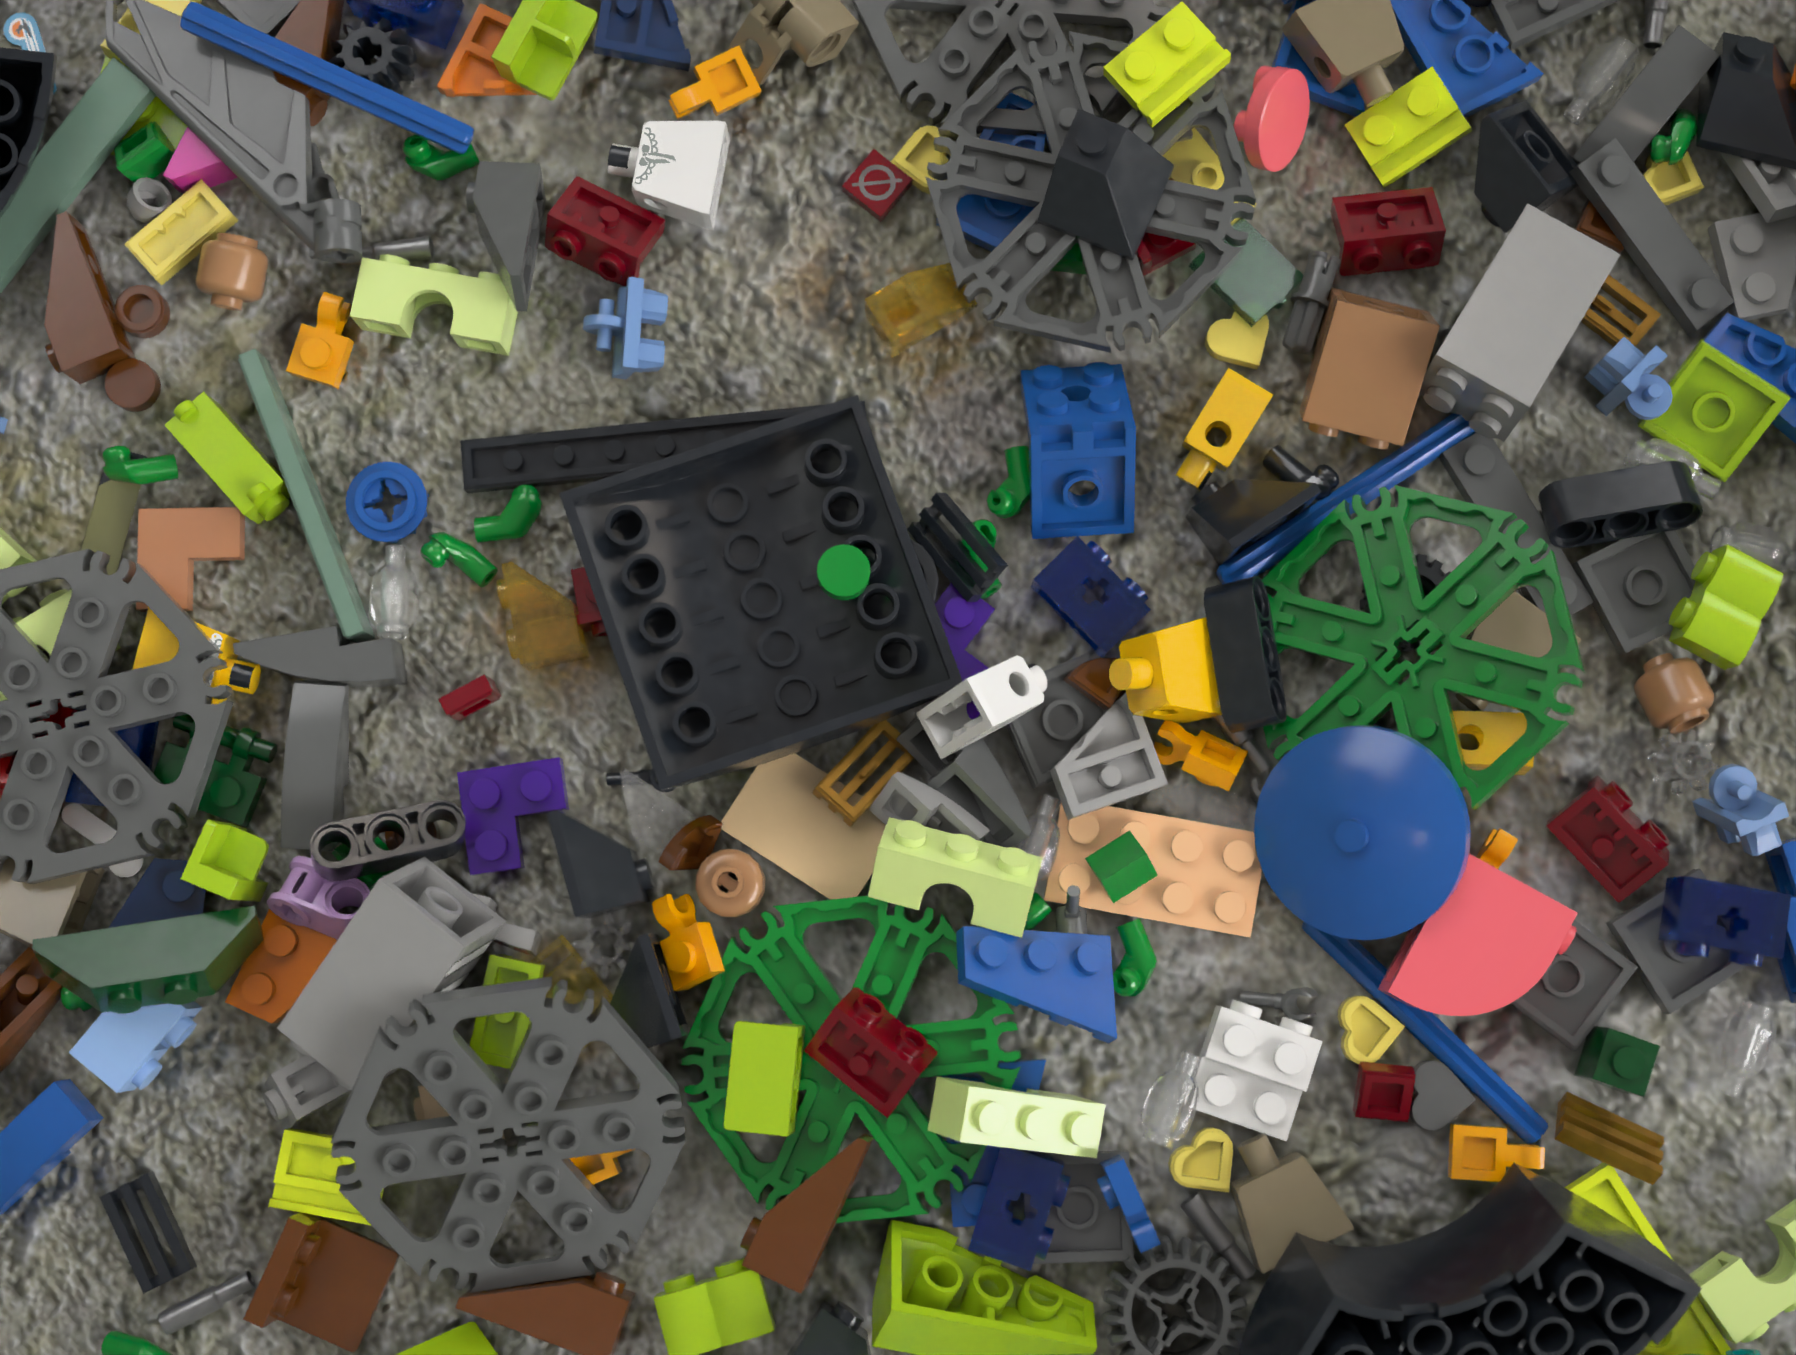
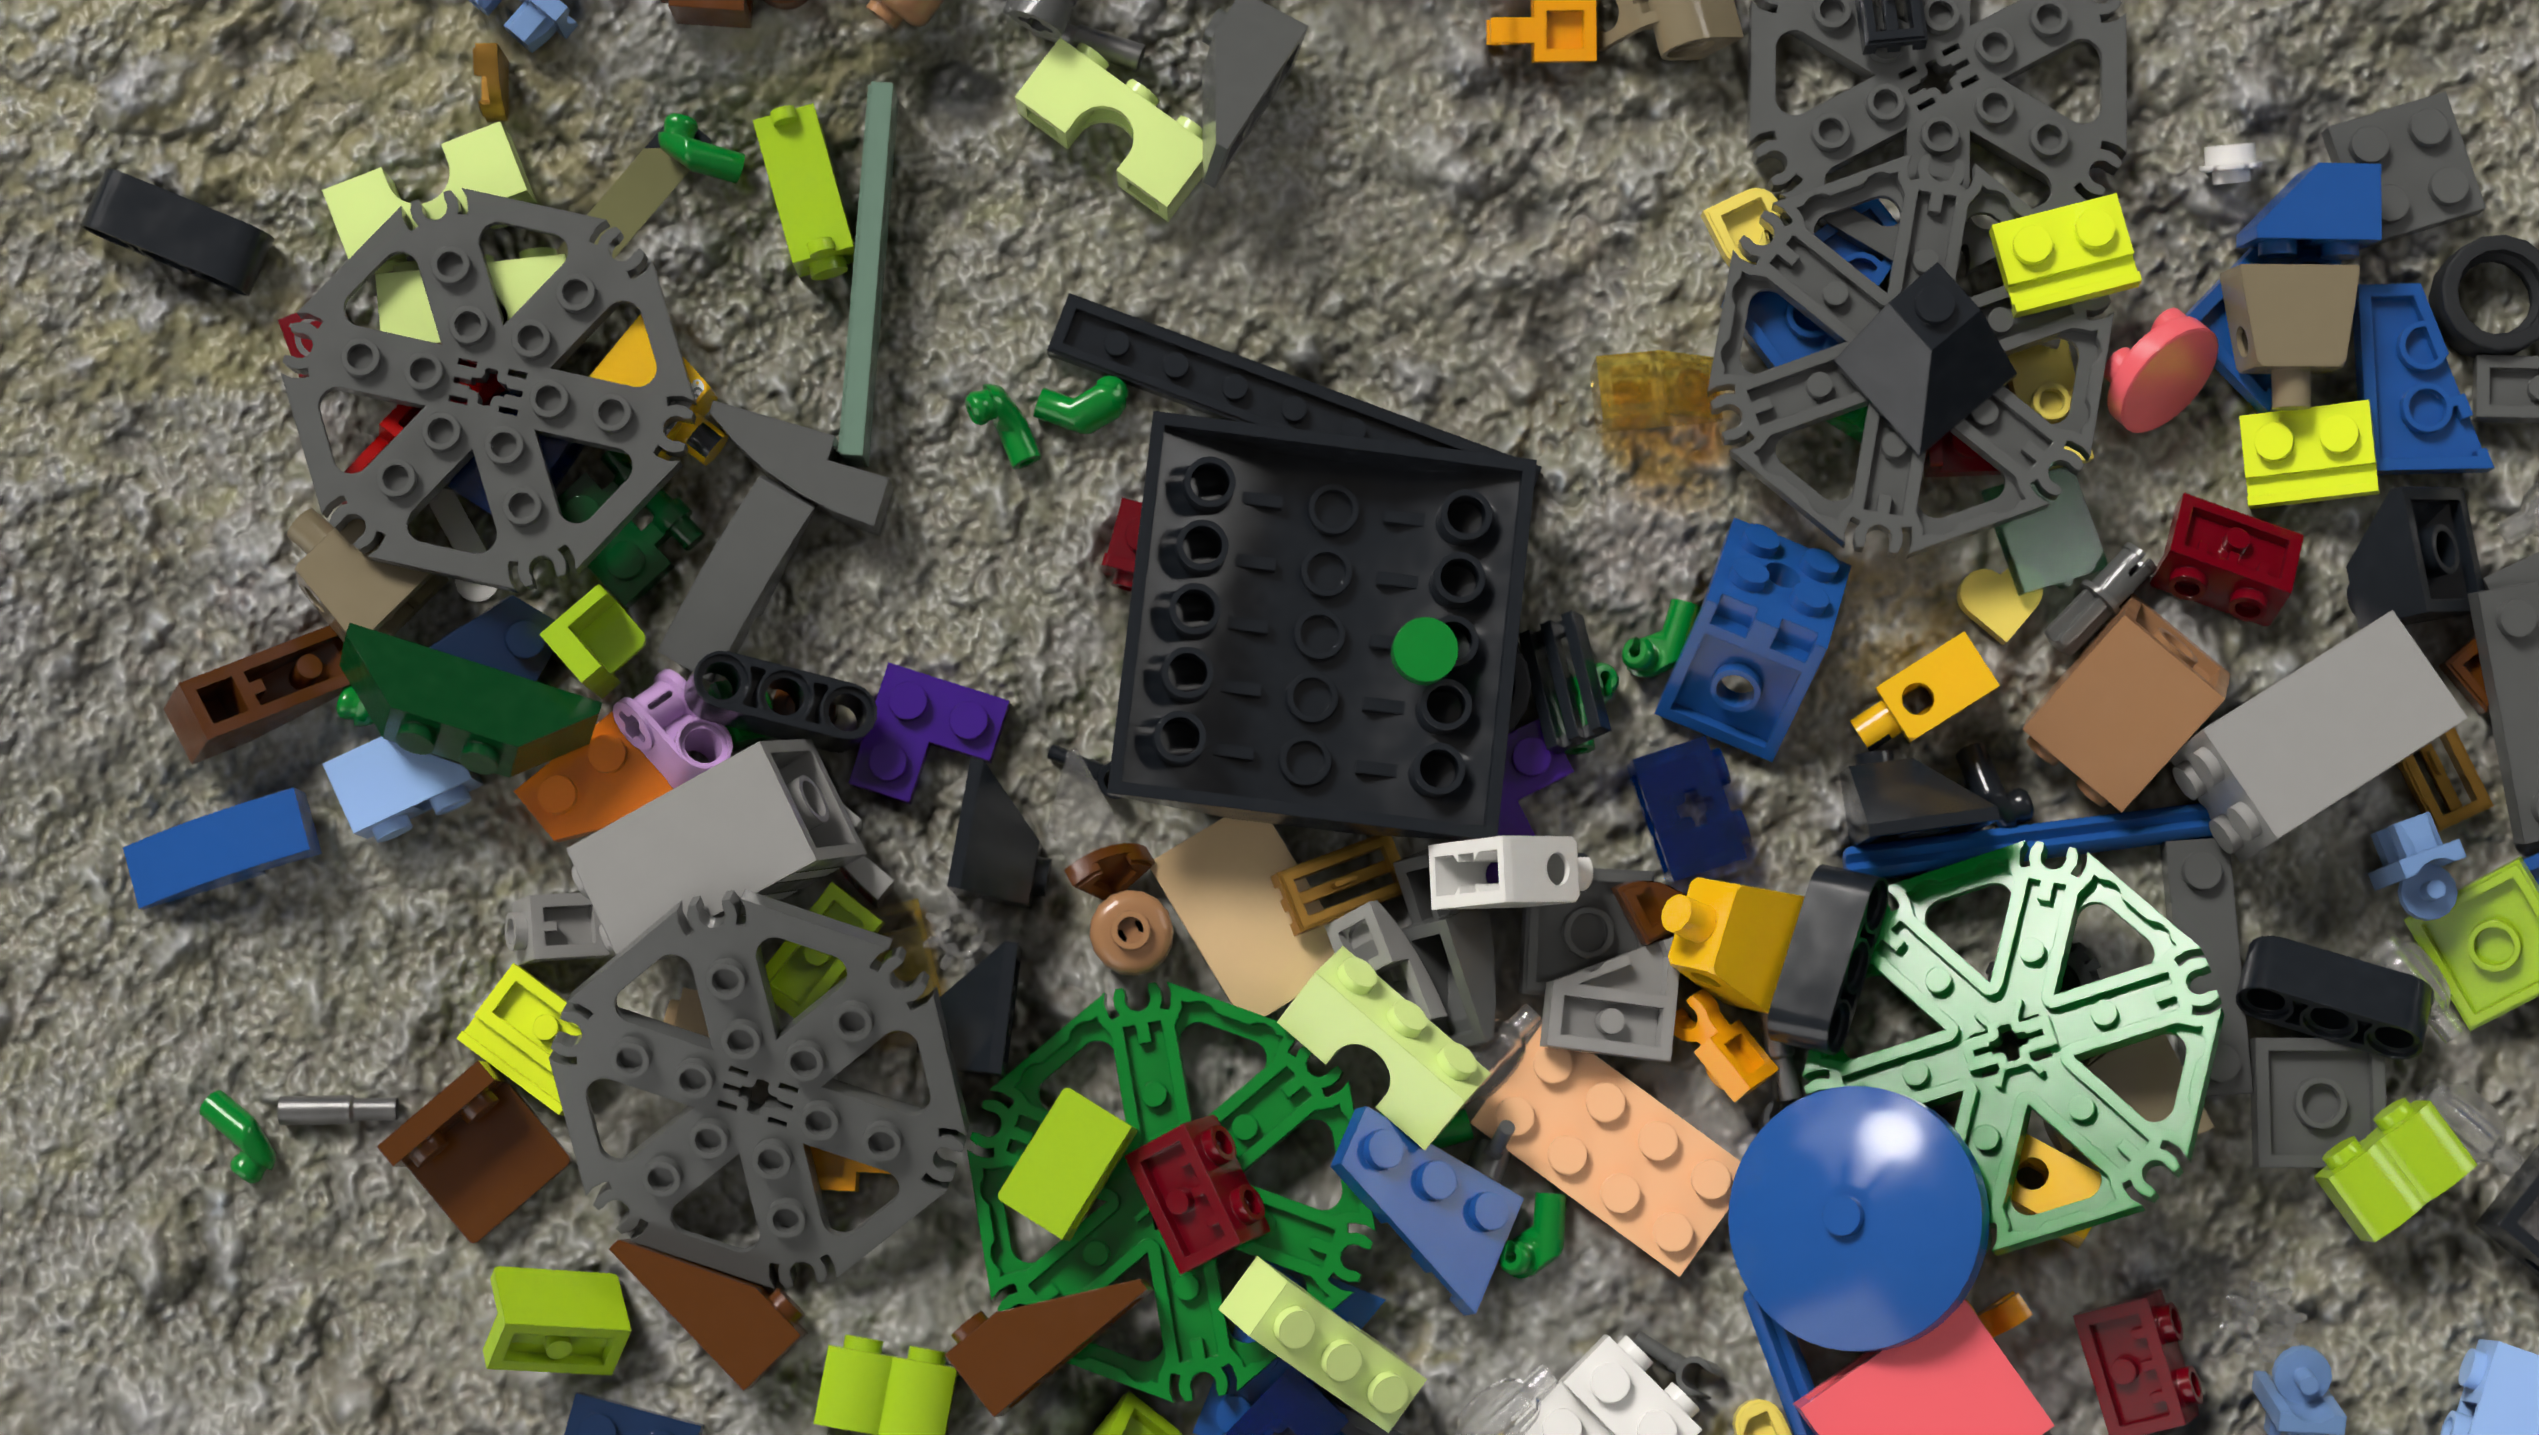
camera: 20 degrees right, 0 degrees up
(129, 1238) = (286, 1002): black tile -> none
(132, 385) = (735, 54): reddish brown tile -> none
(179, 536) = (704, 250): nougat tile -> none
(322, 351) = (962, 117): light orange plate -> none
(368, 490) = (938, 299): blue gear -> none
(394, 596) = (912, 431): clear plant -> none
(470, 698) = (943, 587): dark red tile -> none
(542, 621) = (1064, 541): clear yellow slope -> none
(601, 231) = (1340, 134): dark red bracket -> none
(634, 307) = (1333, 237): medium blue hips -> none
(676, 168) = (1458, 103): white torso -> none
(691, 947) = (1054, 983): light orange plate -> none
(877, 185) = (1675, 229): dark red tile -> none
(1121, 866) = (1574, 1127): green slope -> none
(1674, 693) = (2291, 1239): medium nougat head -> none

